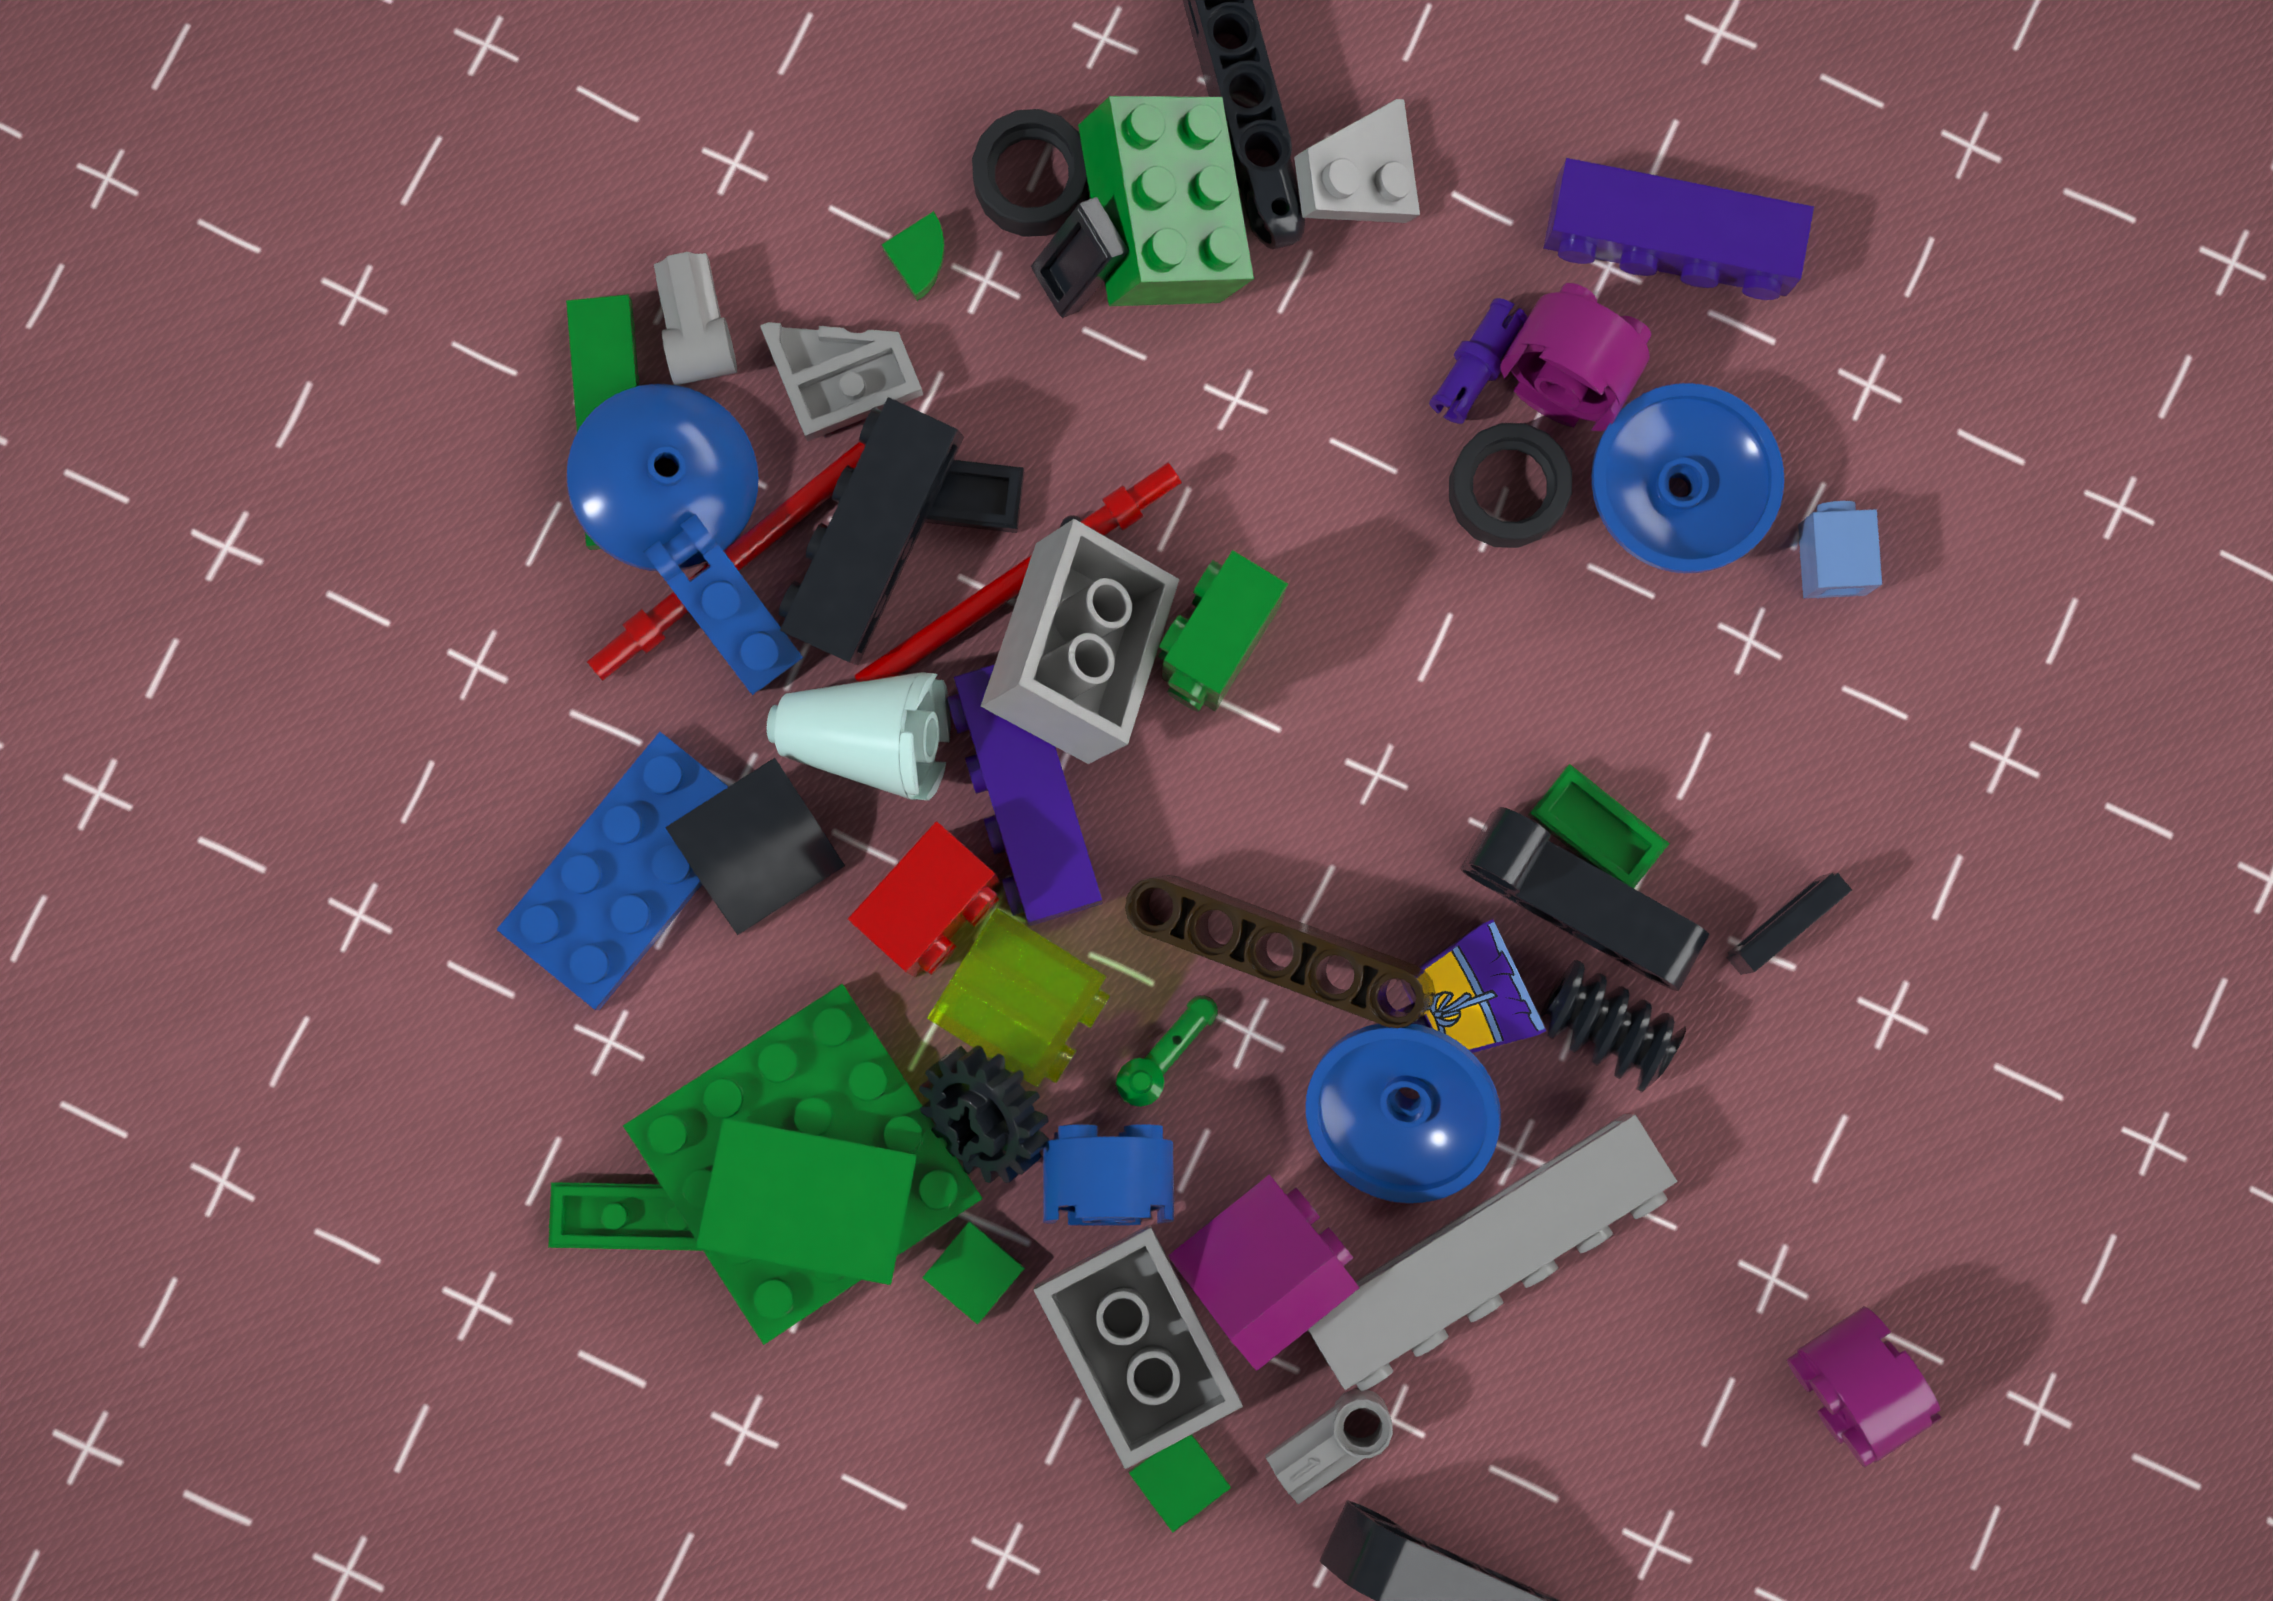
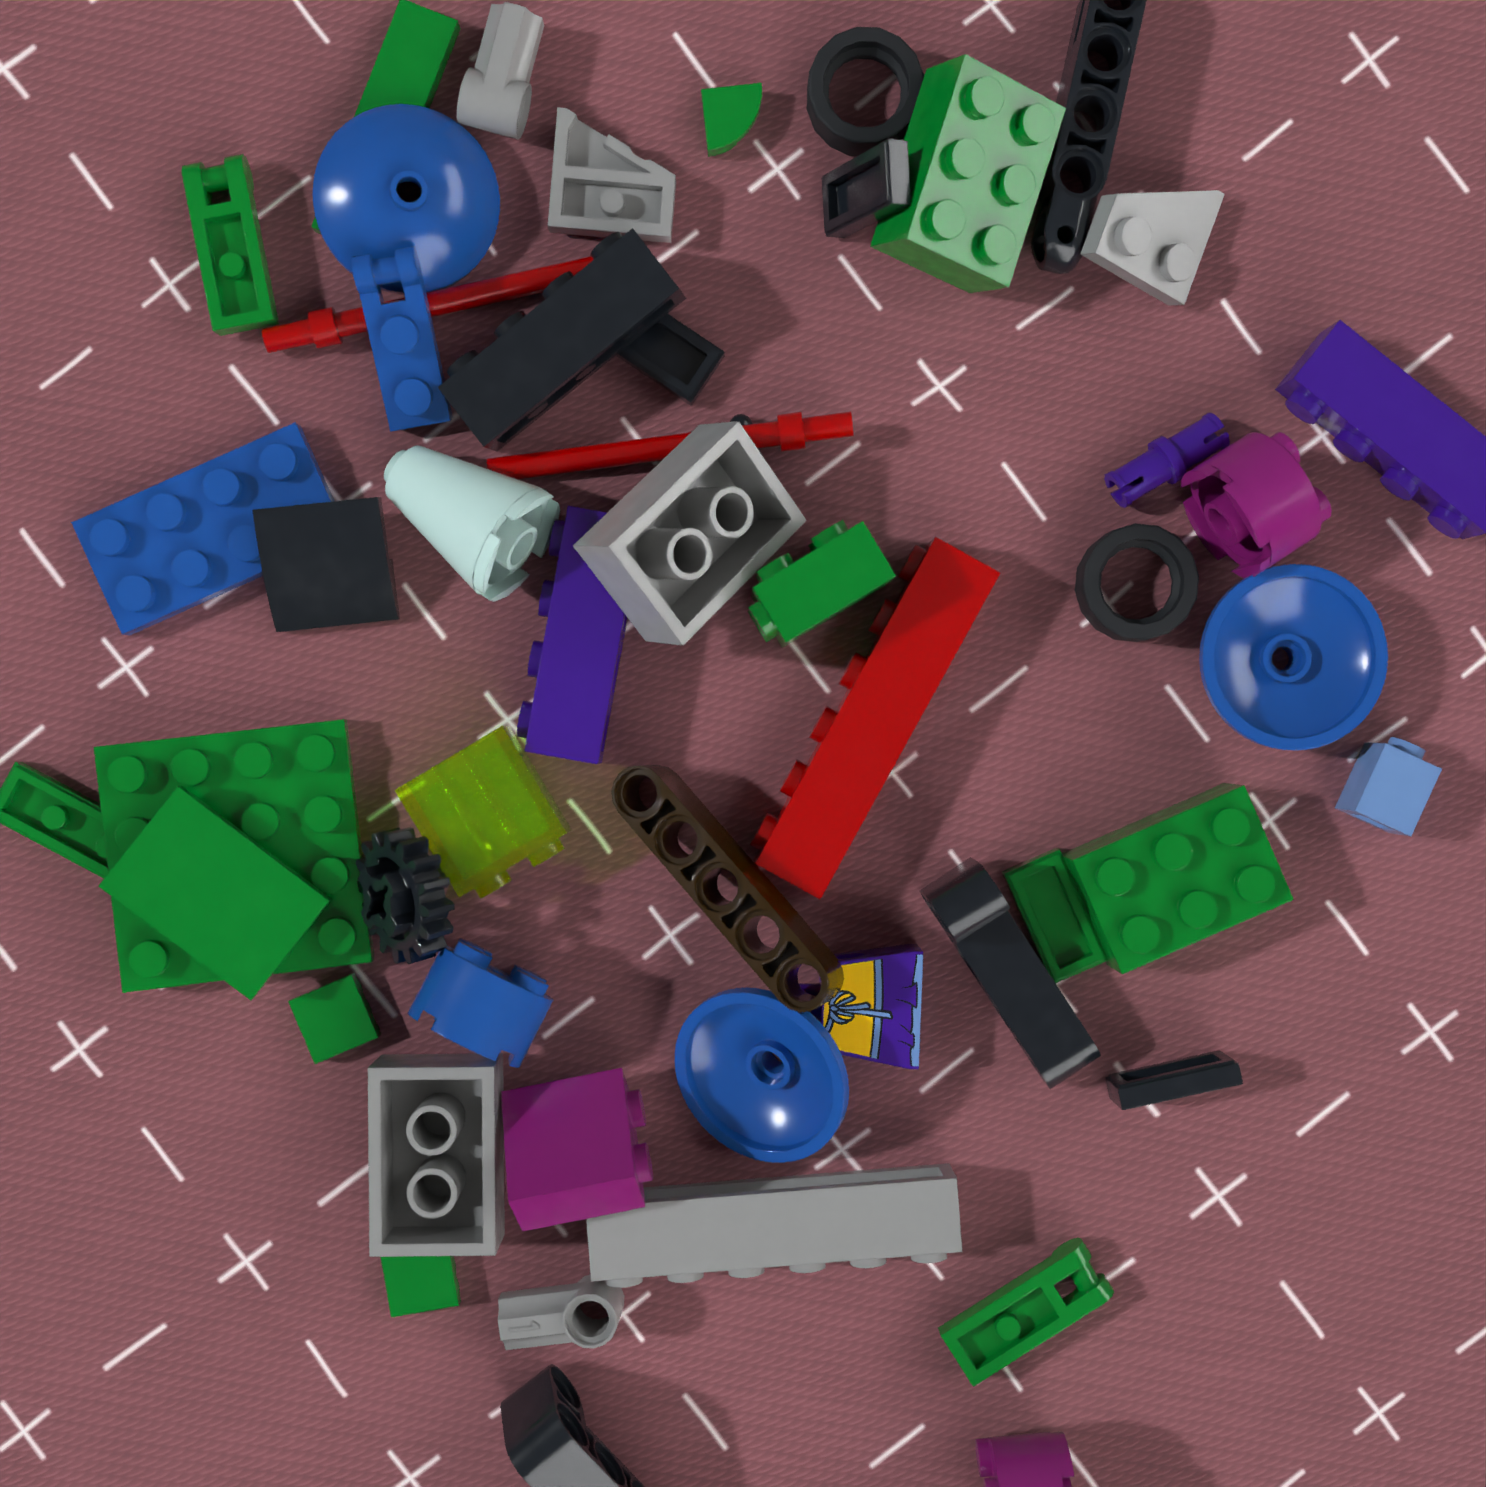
camera: 30 degrees right, 5 degrees up
(520, 602) = (230, 246): none -> green plate
(927, 902) = (444, 688): red brick -> none
(1142, 1079) = (557, 929): green piece -> none
(1334, 729) = (875, 716): none -> red brick
(1611, 1025) = (978, 1089): black piece -> none
(1690, 732) = (1177, 876): none -> green brick
(1768, 1216) = (1025, 1312): none -> green plate

